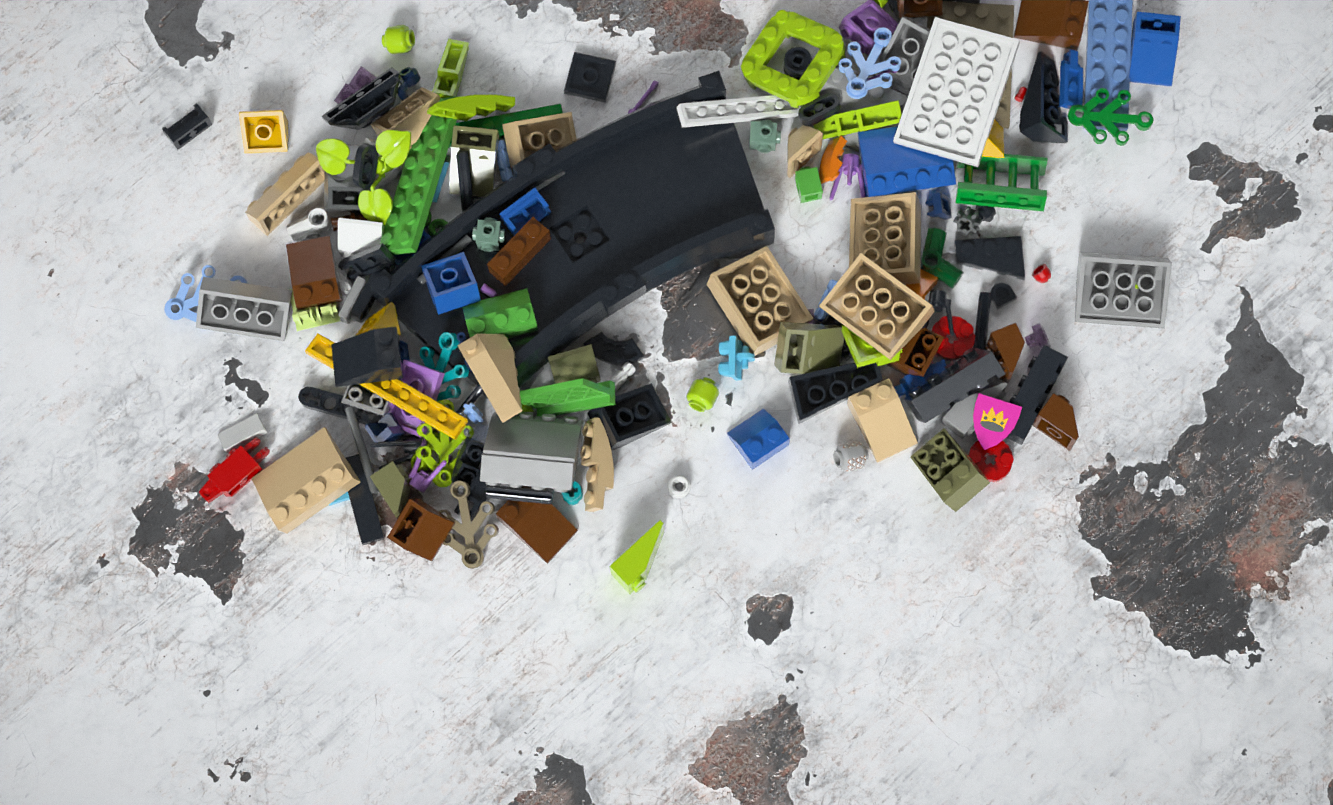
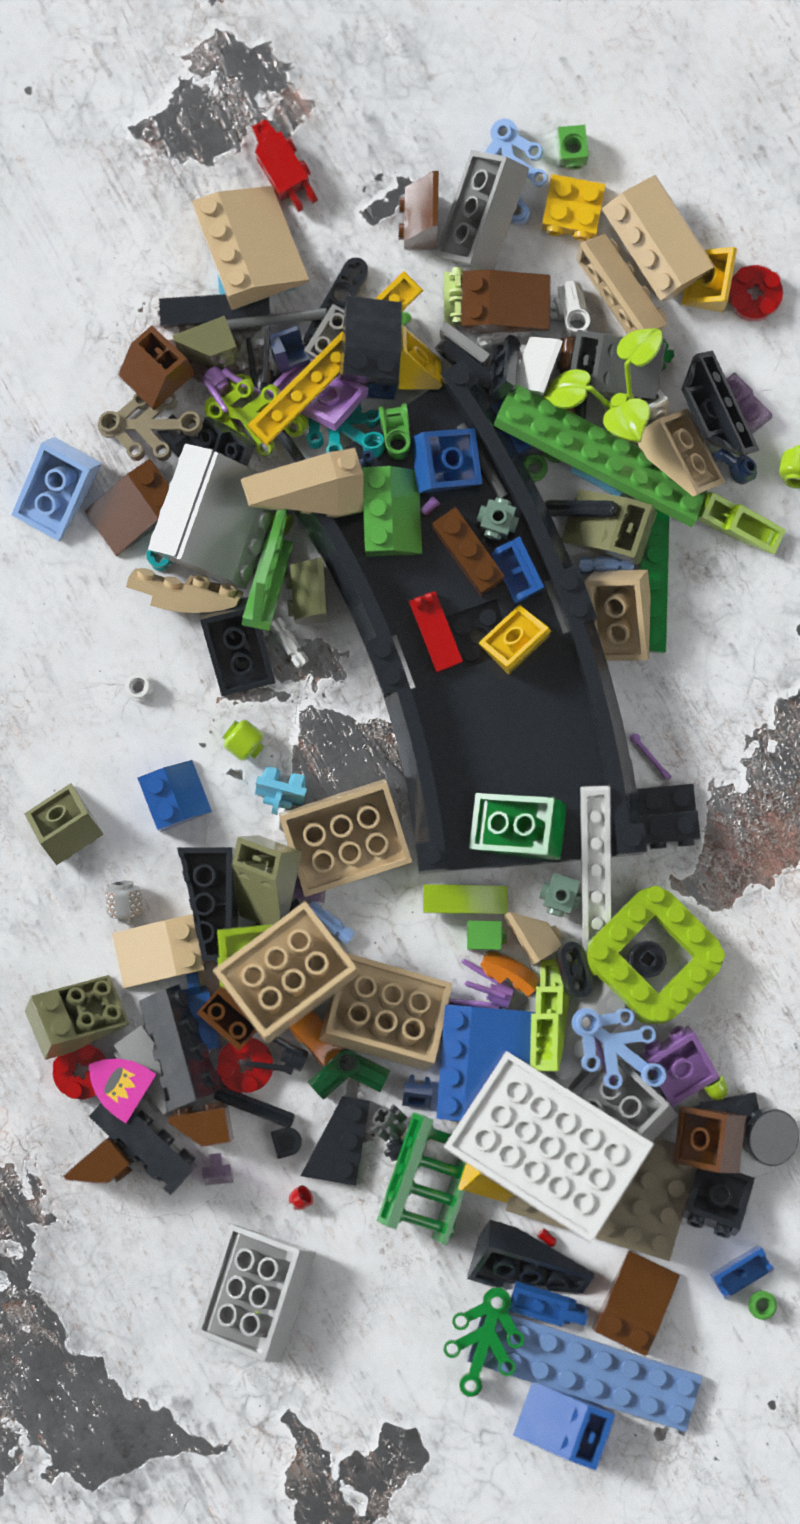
camera: 100 degrees right, 10 degrees up
(171, 249) = (572, 135): none -> bright green brick
(187, 127) = (739, 186): black hinge -> none
(227, 244) = (573, 207): none -> yellow plate
(240, 172) = (658, 238): none -> tan slope
(242, 433) = (329, 183): white slope -> none
(254, 349) = (420, 213): none -> slope
(268, 87) = (768, 284): none -> red plate
(365, 166) = (618, 383): black plate -> none
(432, 327) = (395, 426): none -> bright green piece
(466, 107) = (677, 528): lime slope -> none
(473, 413) = (282, 455): light blue axle -> none
(519, 494) = (161, 489): black axle -> none
(534, 587) = (55, 487): none -> light blue slope
(579, 202) = (515, 638): none -> yellow slope
(586, 264) = (435, 631): none -> red hinge
(590, 77) = (695, 696): black tile -> none
(614, 351) = (327, 645): black tile -> none
(635, 563) = (45, 606): lime slope -> none
(682, 71) = (669, 815): none -> black plate
(721, 171) = (518, 825): none -> green slope
(785, 206) = (464, 899): none -> lime slope
(801, 517) = (63, 824): none -> olive slope

